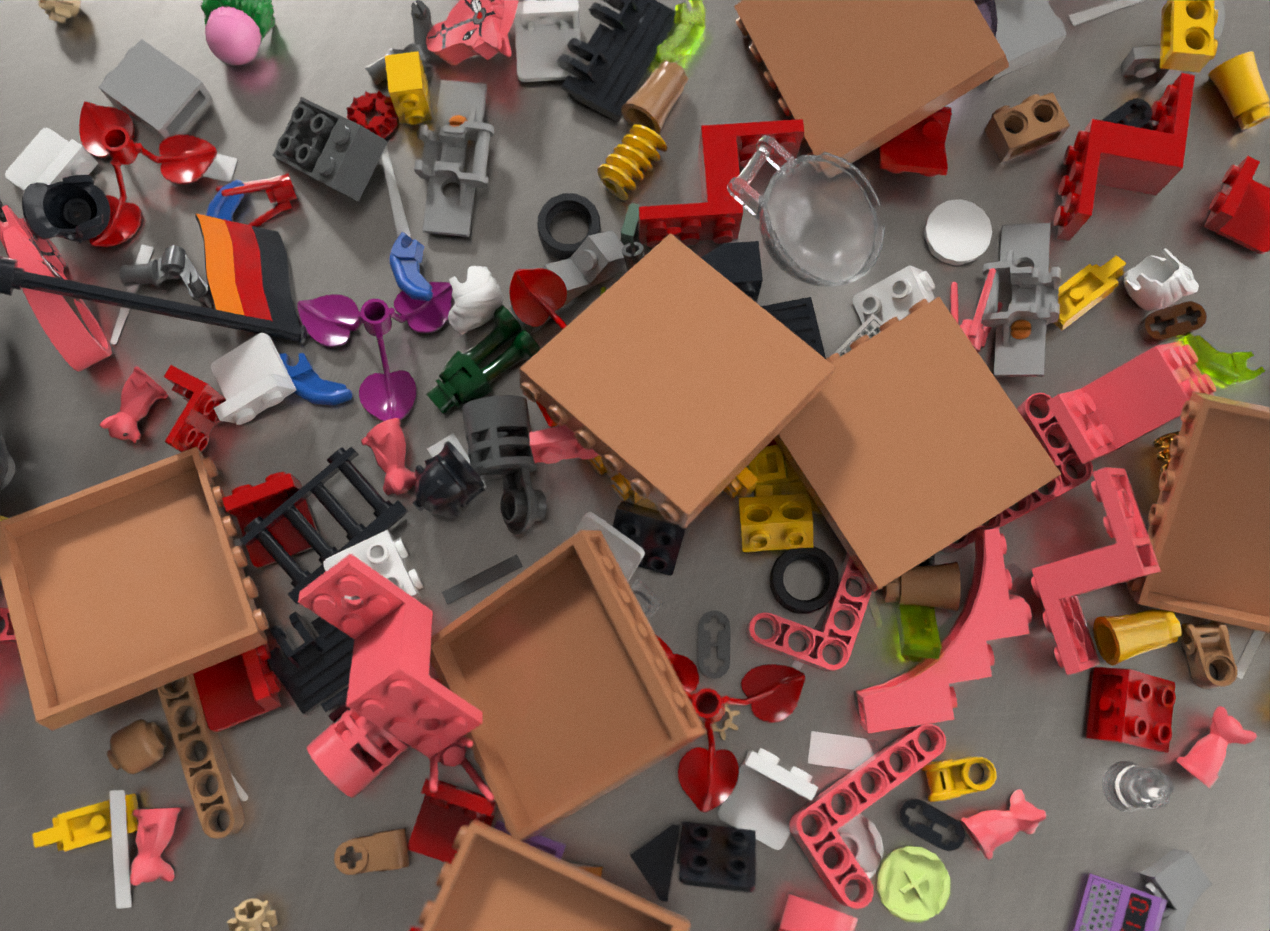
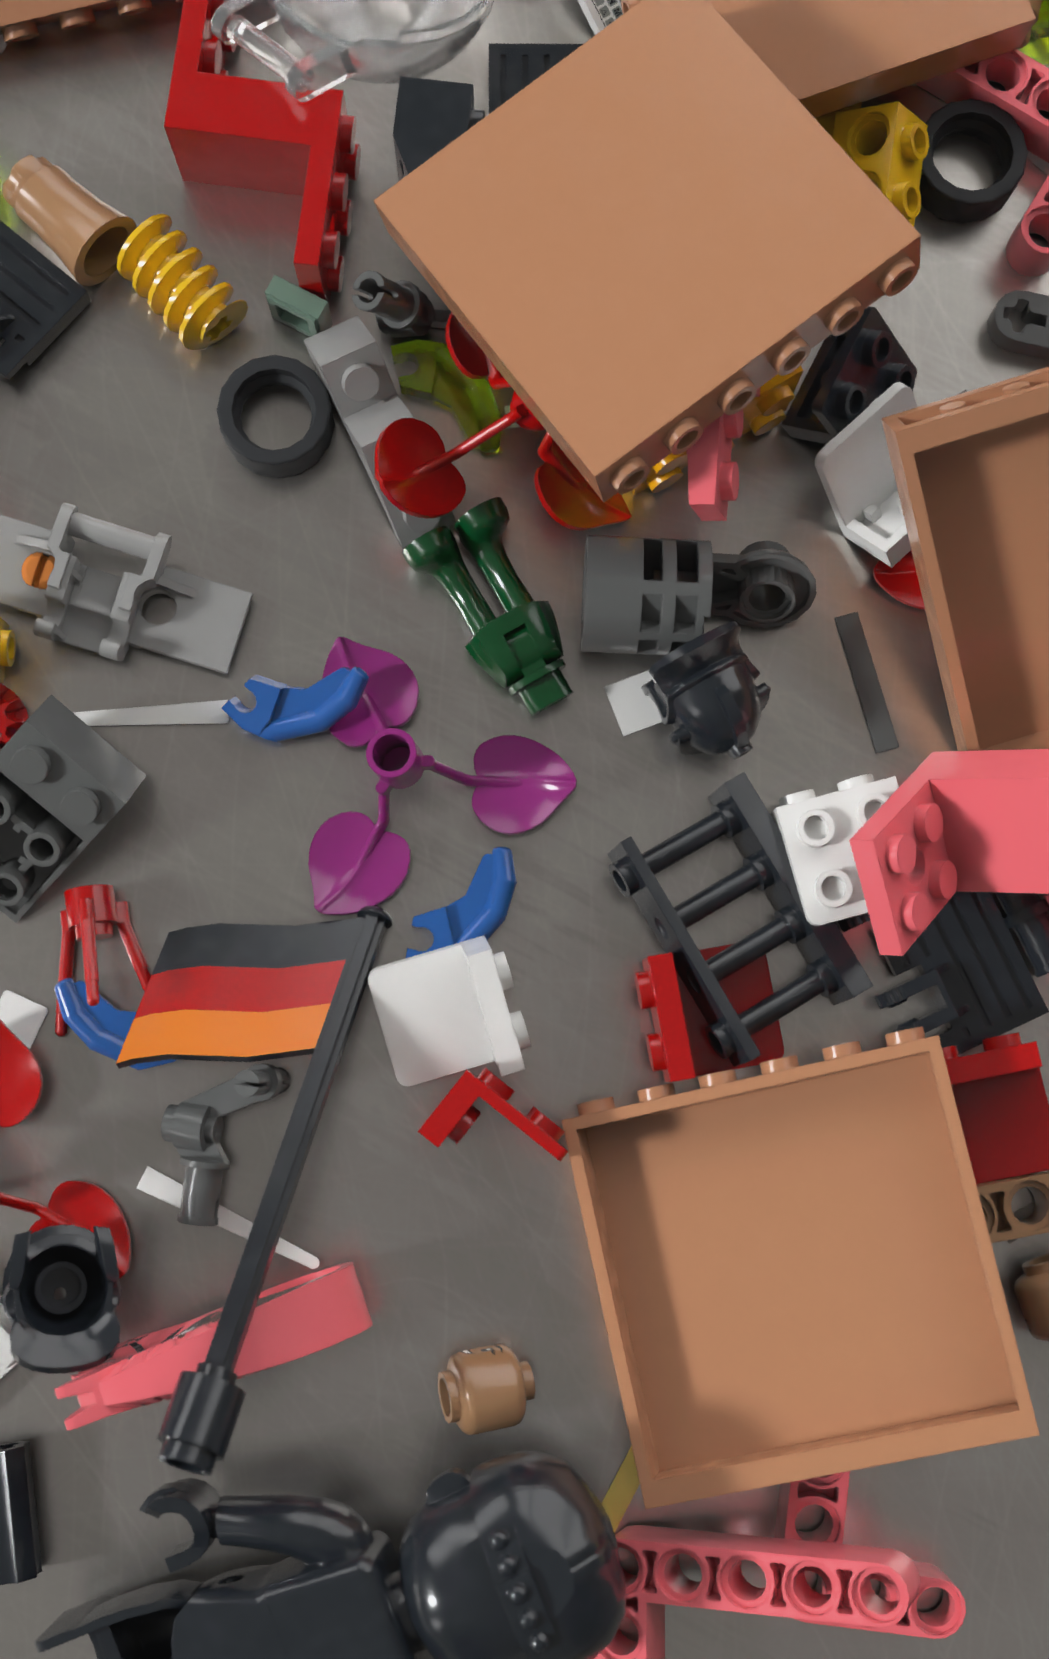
camera: 85 degrees left, 5 degrees up
(52, 439) = (485, 1389): none -> medium nougat head
(136, 399) = (439, 1225): coral animal -> none
(390, 450) = (625, 790): coral animal -> none
(474, 299) = (387, 590): white hair -> none

